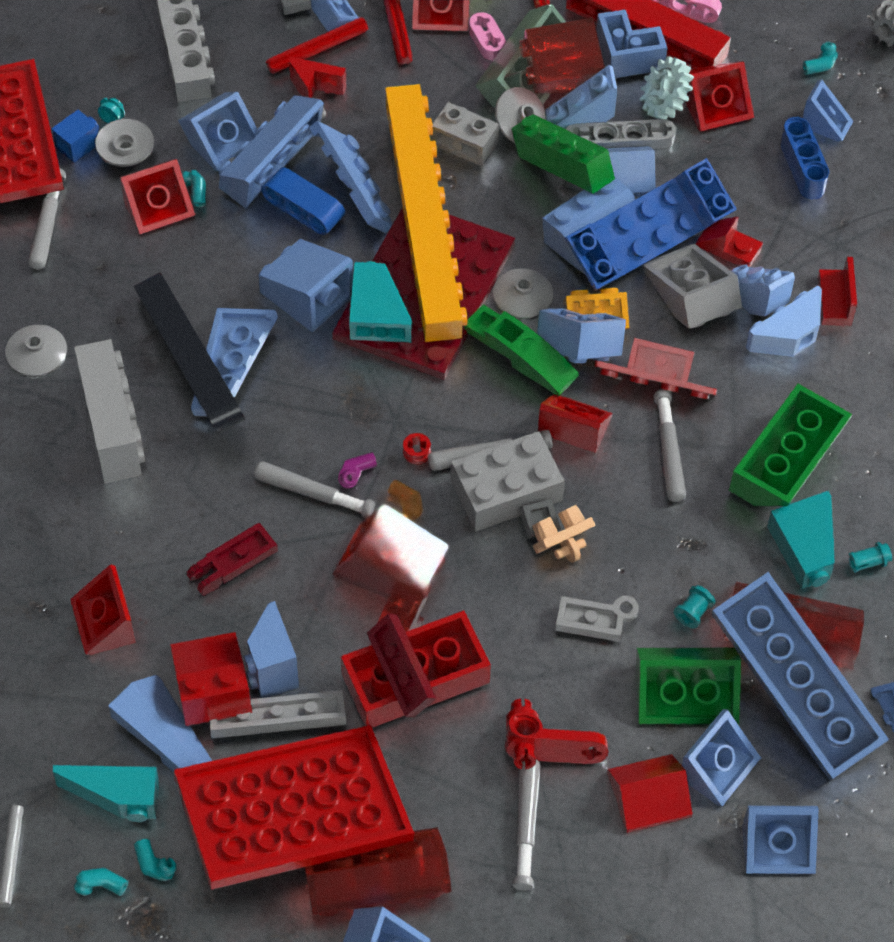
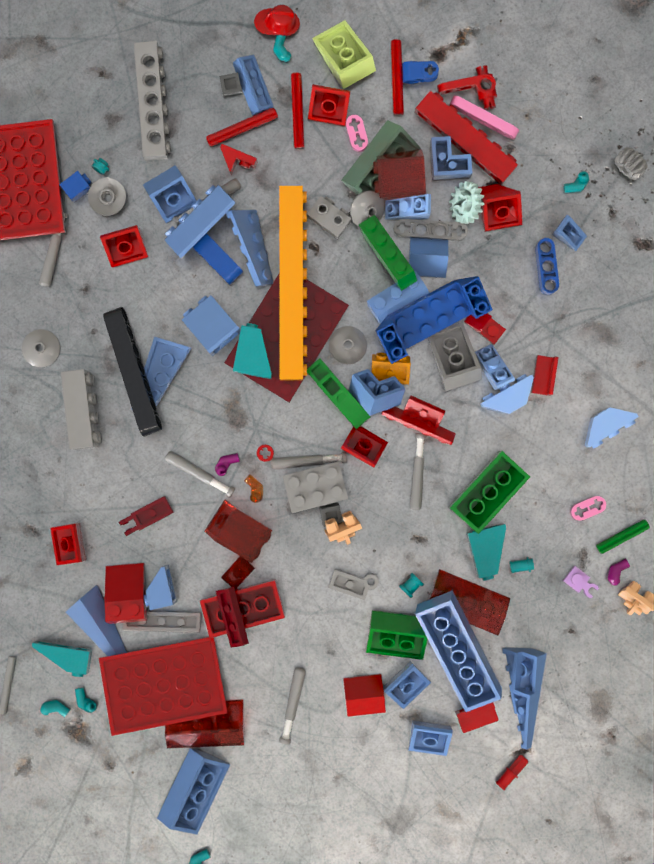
camera: 10 degrees right, 30 degrees up
(198, 187) = (151, 236): teal arm -> none
(530, 742) = (300, 645): red piece -> none
(852, 796) = (477, 717): none -> red panel

